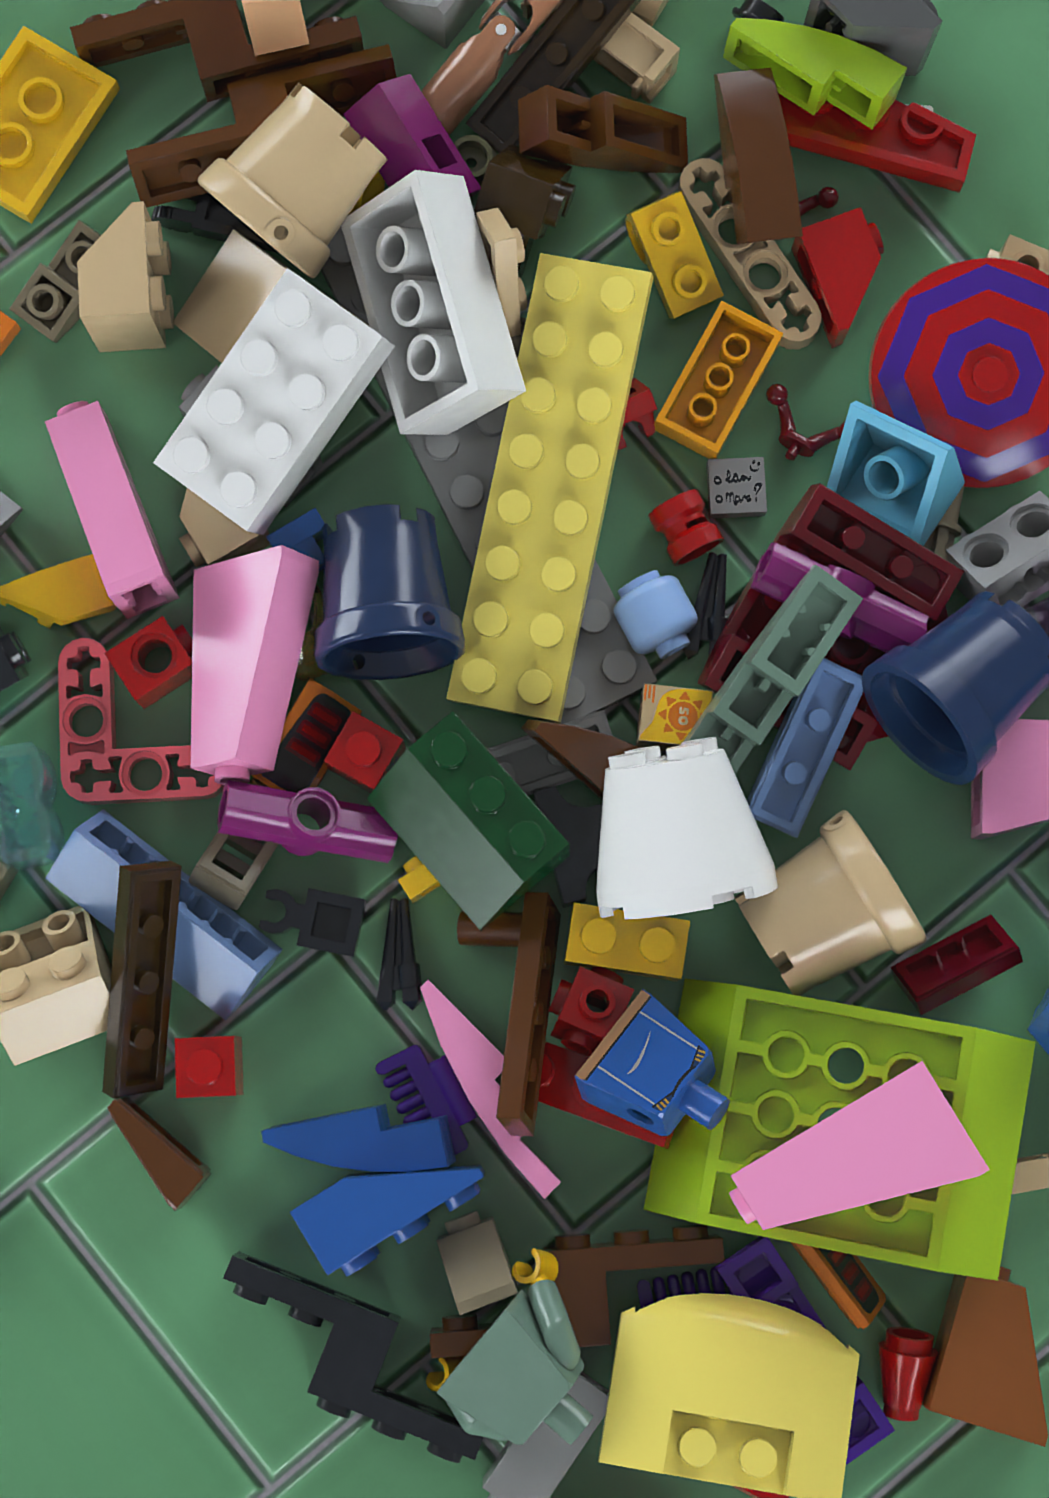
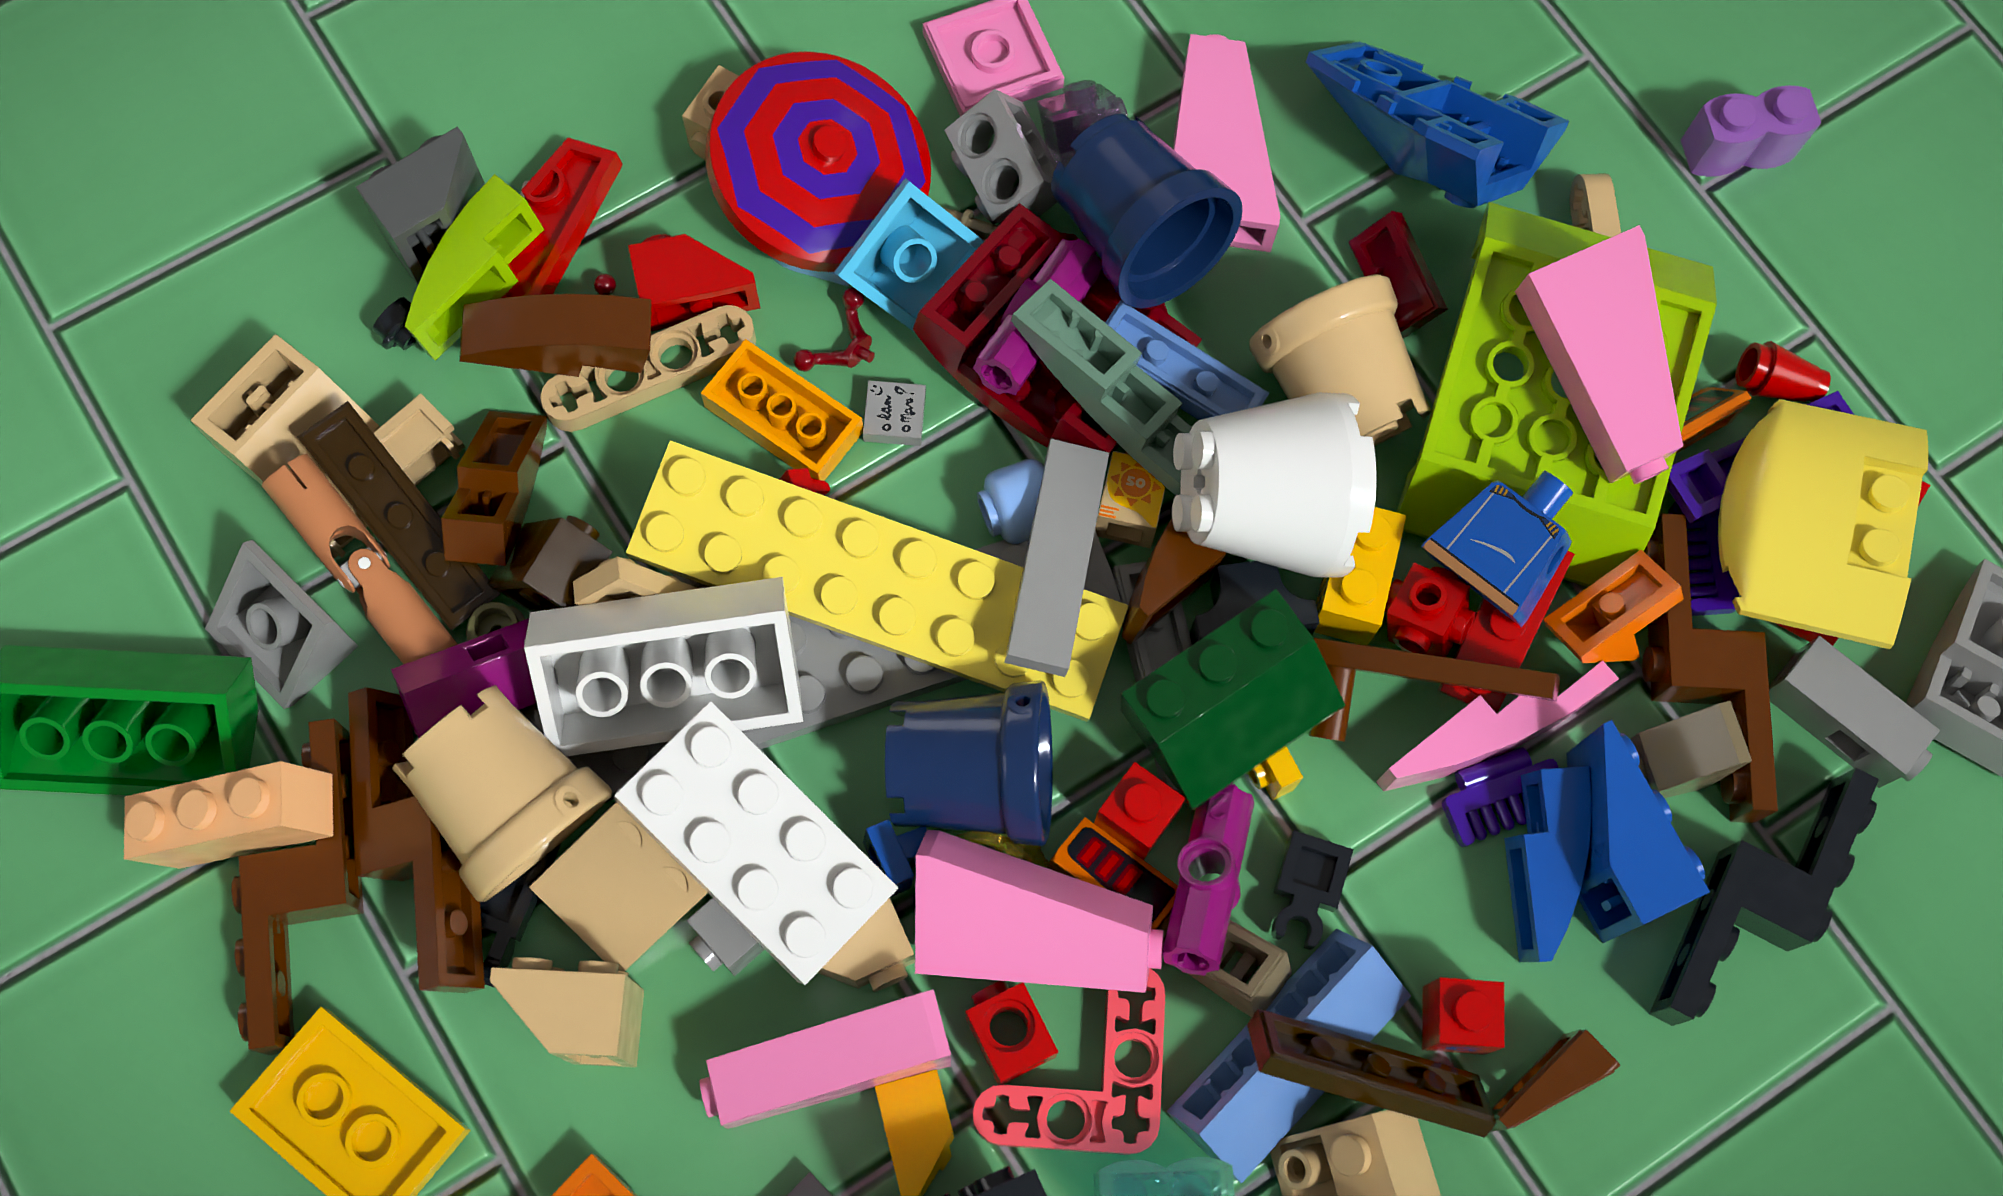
camera: 85 degrees left, 10 degrees down
(51, 294) = (550, 1094): dark tan slope -> none
(399, 963) = (1357, 809): black piece -> none
(519, 1366) = (1799, 717): sand green torso -> none
(590, 644) = (1057, 558): none -> light grey tile
(608, 1186) = (1610, 611): none -> orange slope
(674, 253) = (636, 435): yellow plate -> none
(685, 527) = (933, 462): red wheel -> none
(709, 605) = (1002, 450): black piece -> none
(988, 1360) = (1780, 297): dark orange slope -> none

